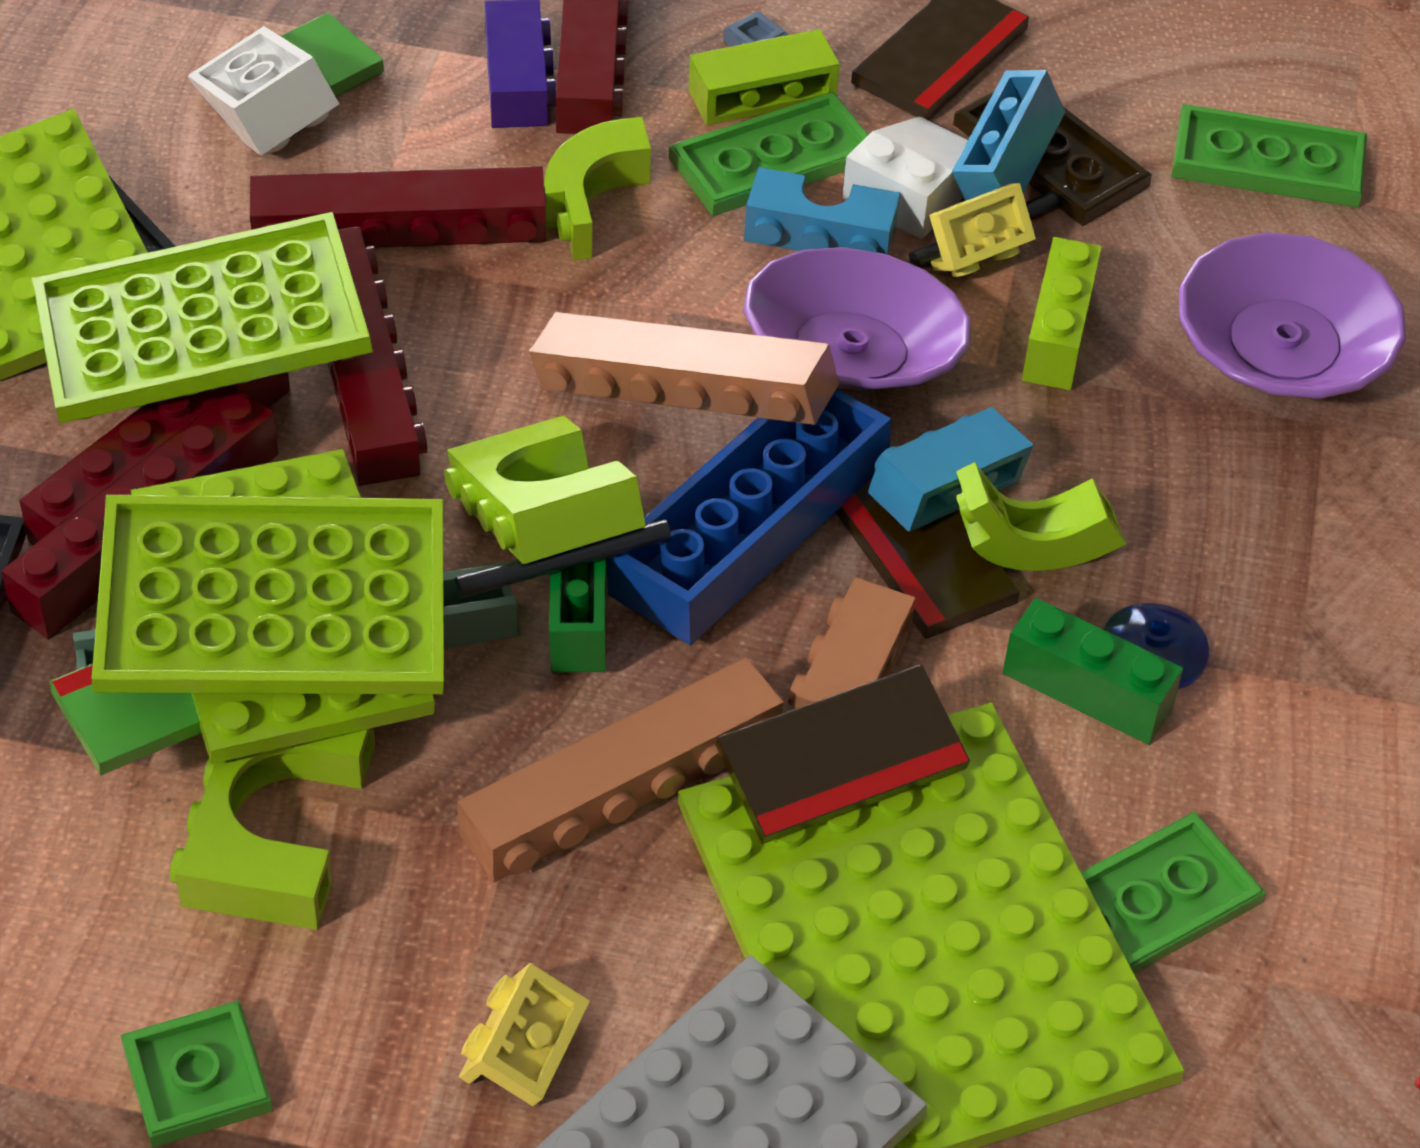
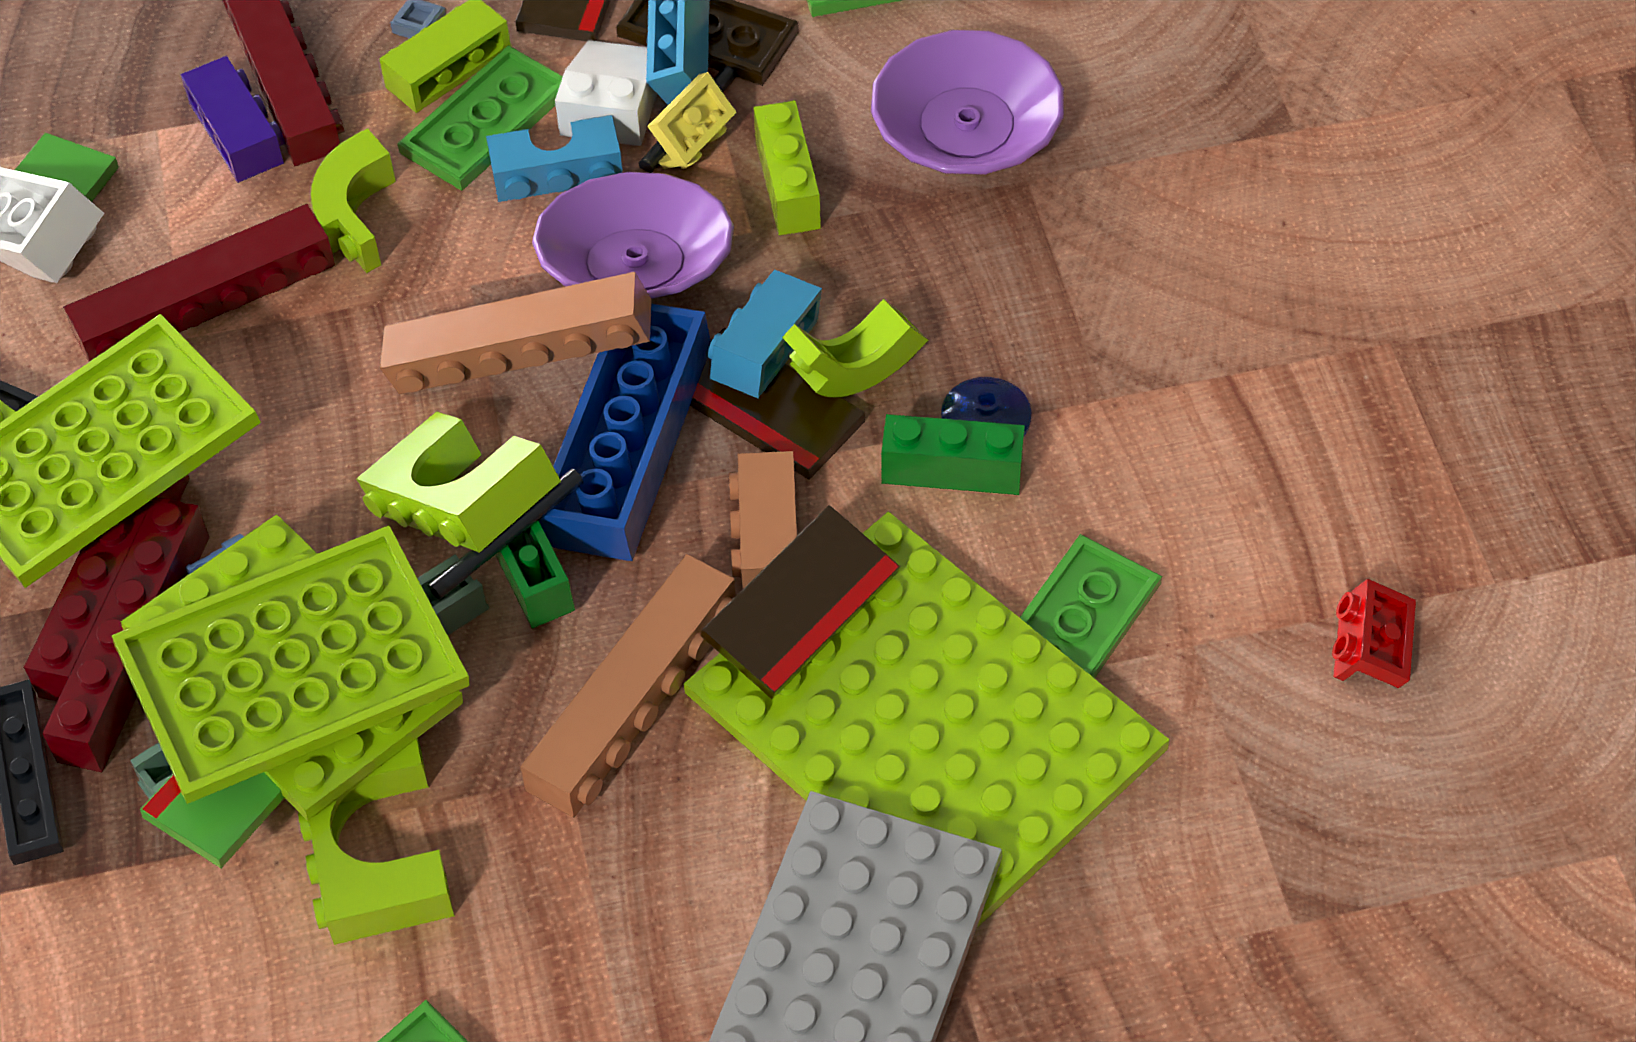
camera: 20 degrees left, 5 degrees up
(370, 385) = (267, 457): dark red brick -> none
(524, 1033) = (664, 928): light yellow bracket -> none

